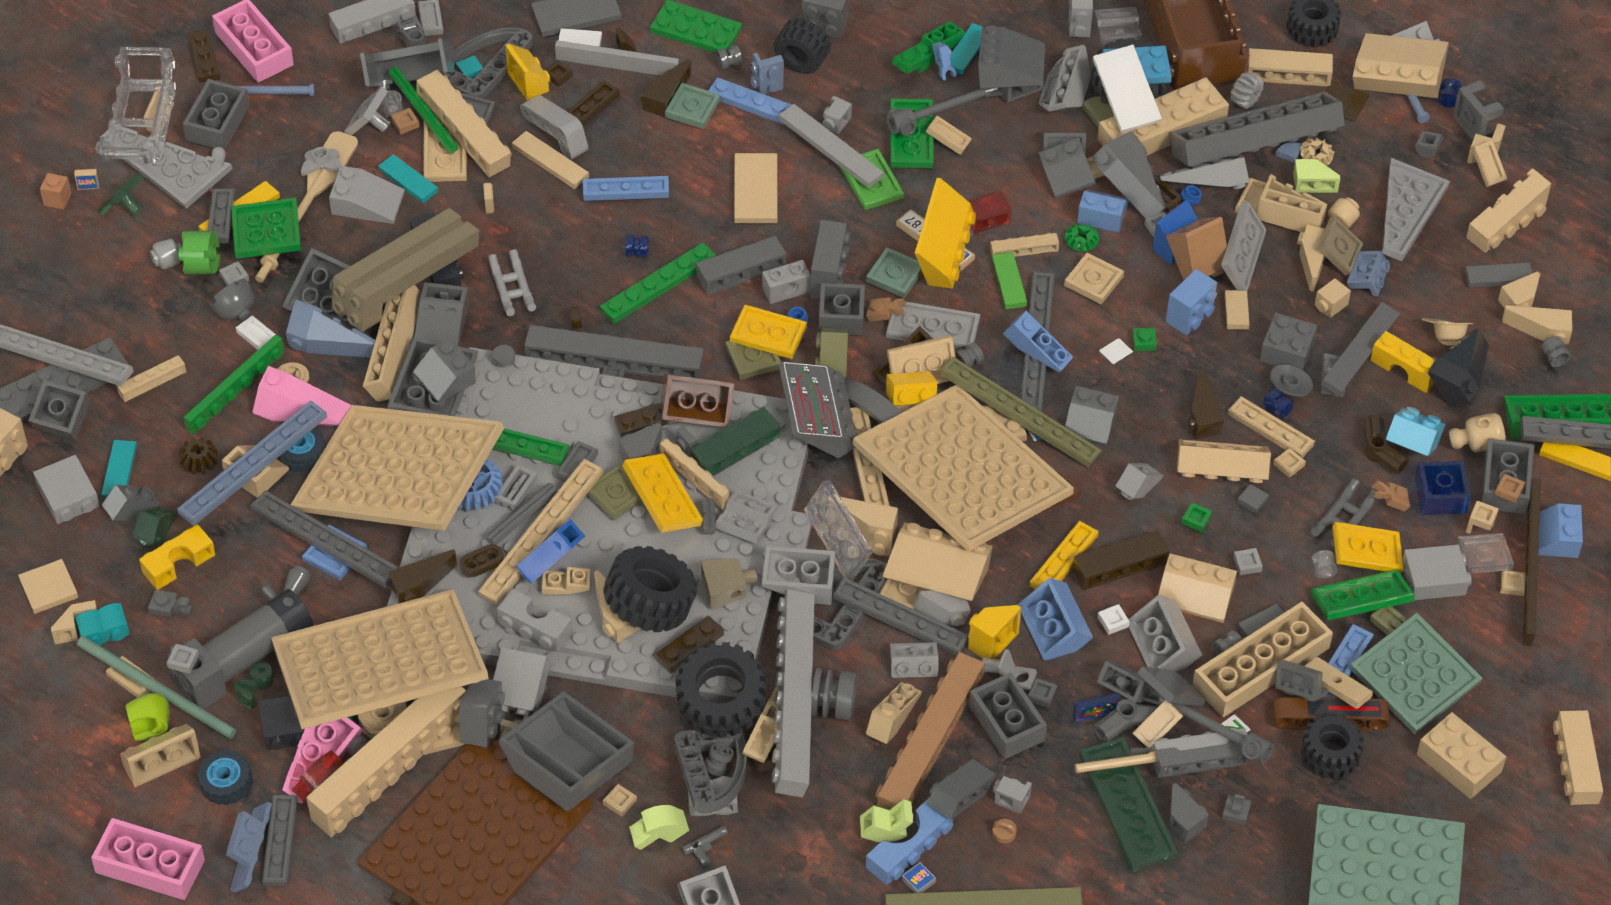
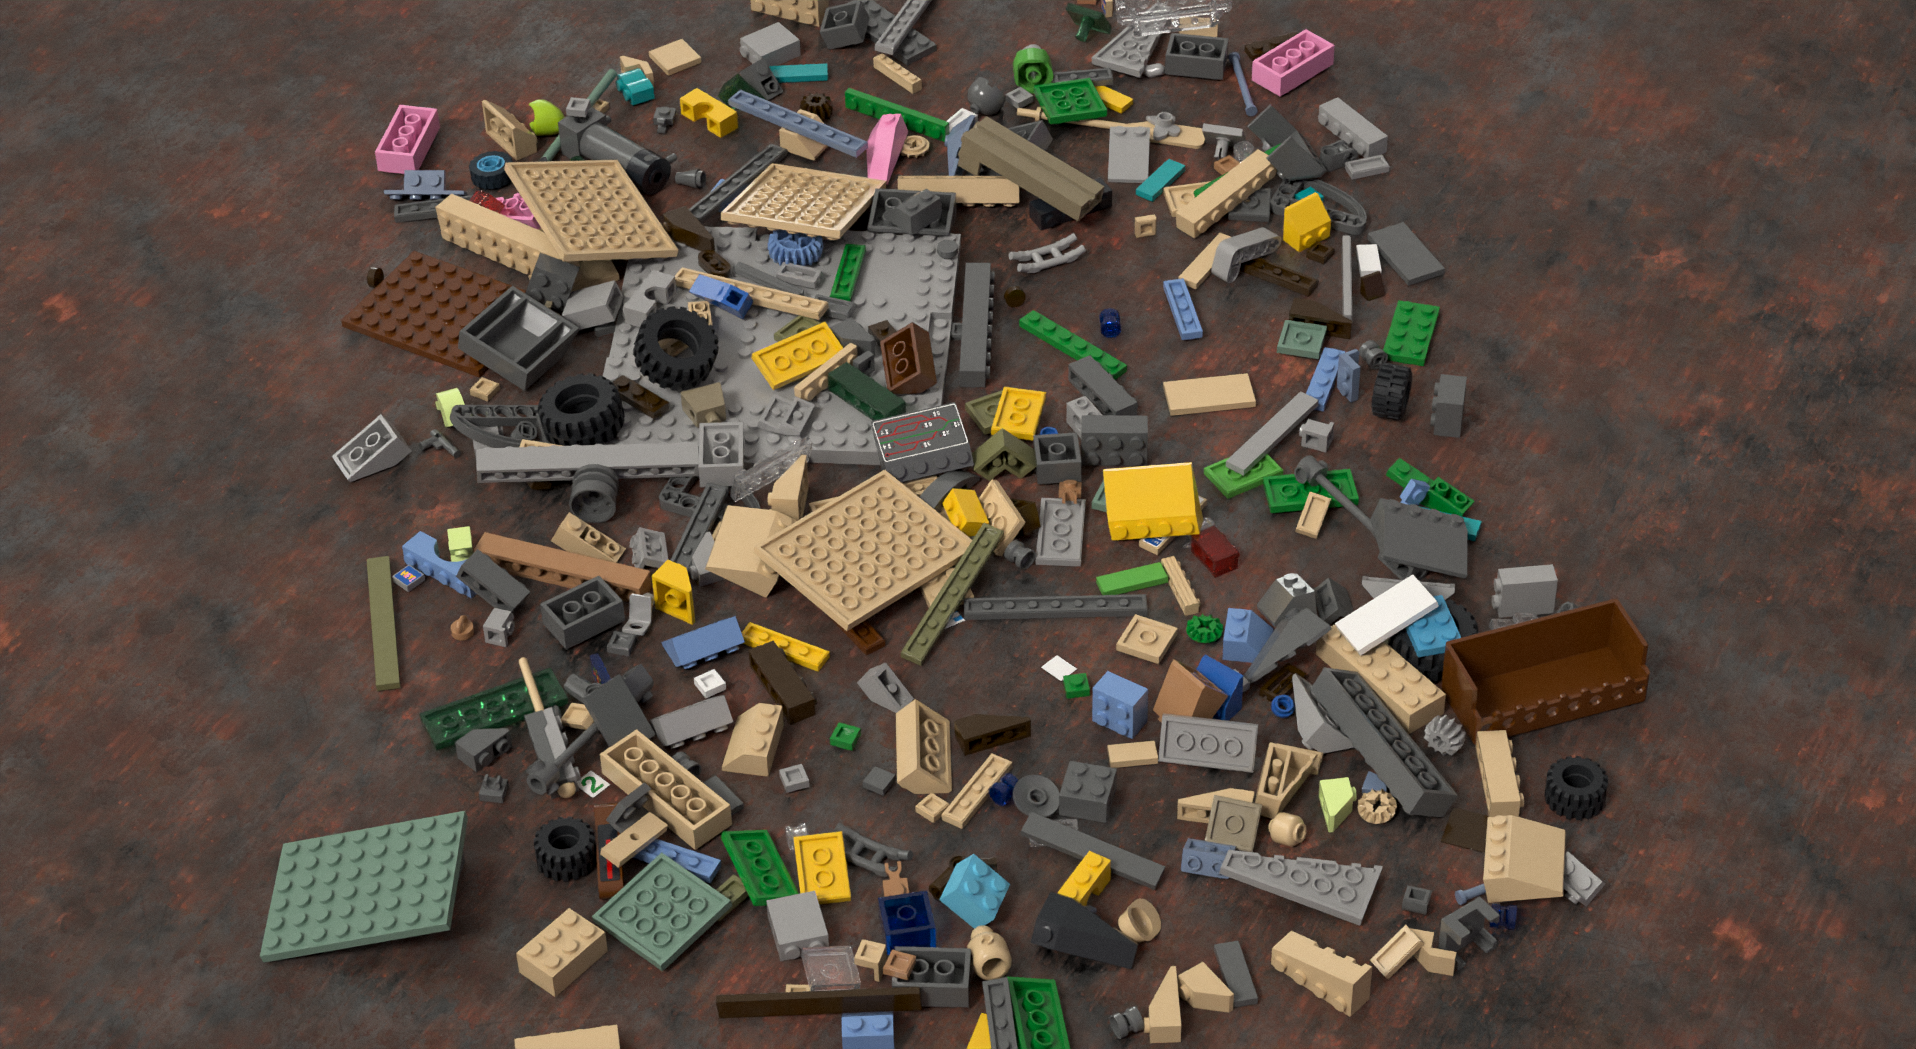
camera: 85 degrees right, 10 degrees down
(304, 452) = (834, 161): black wheel -> none
(442, 312) = (992, 215): dark grey slope -> none
(708, 512) = (786, 391): dark grey piece -> none
(1037, 342) = (1042, 595): medium blue slope -> none
(1092, 414) = (961, 648): slope -> none
(1332, 298) = (1161, 826): tan brick -> none

